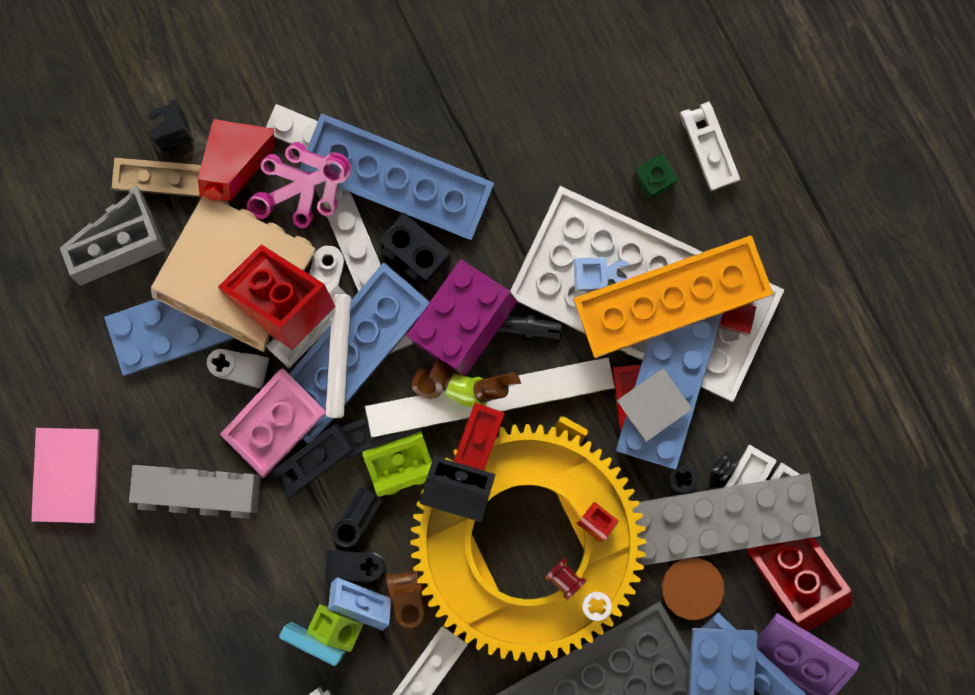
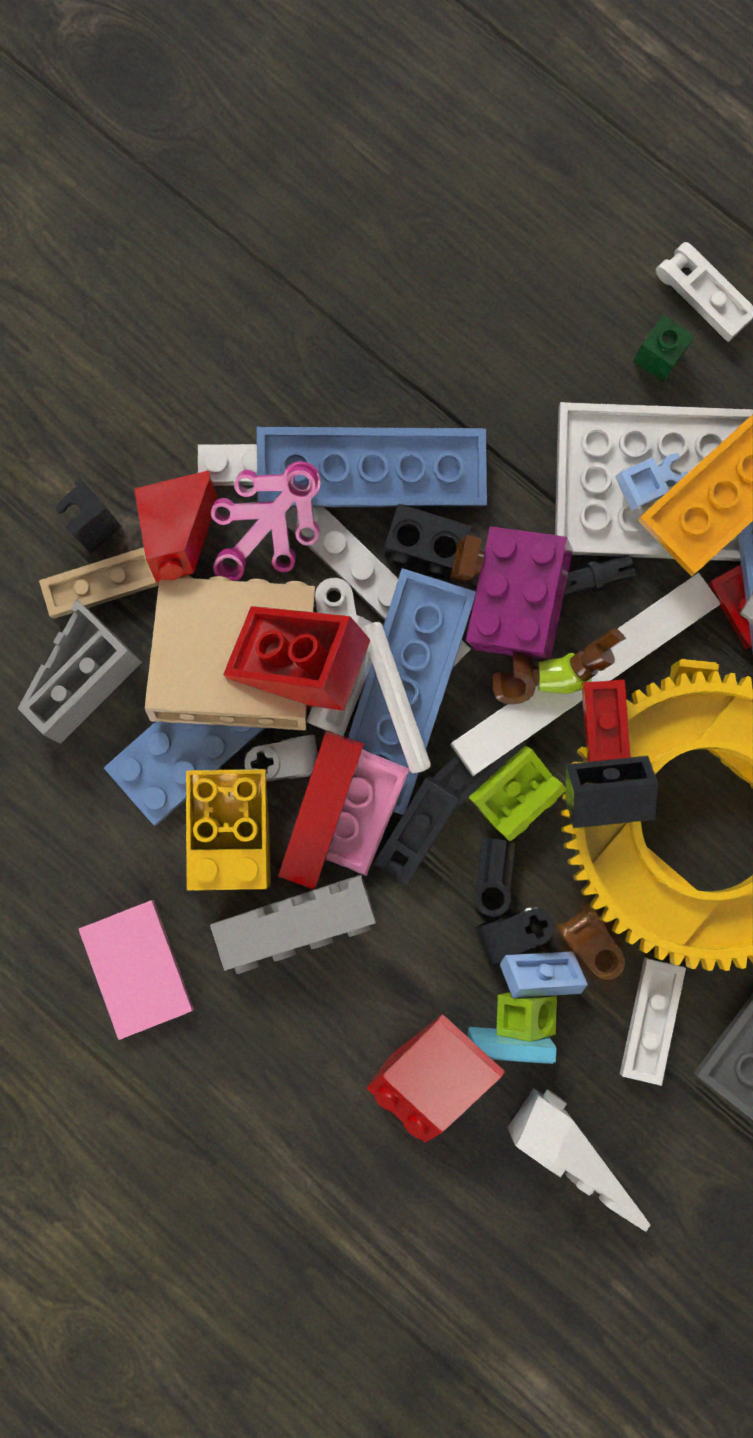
camera: 20 degrees left, 0 degrees up
(175, 401) = (227, 830): none -> yellow slope
(245, 643) = (434, 1079): none -> slope
(248, 415) = (321, 809): none -> red tile
(434, 276) = (467, 559): none -> reddish brown plate

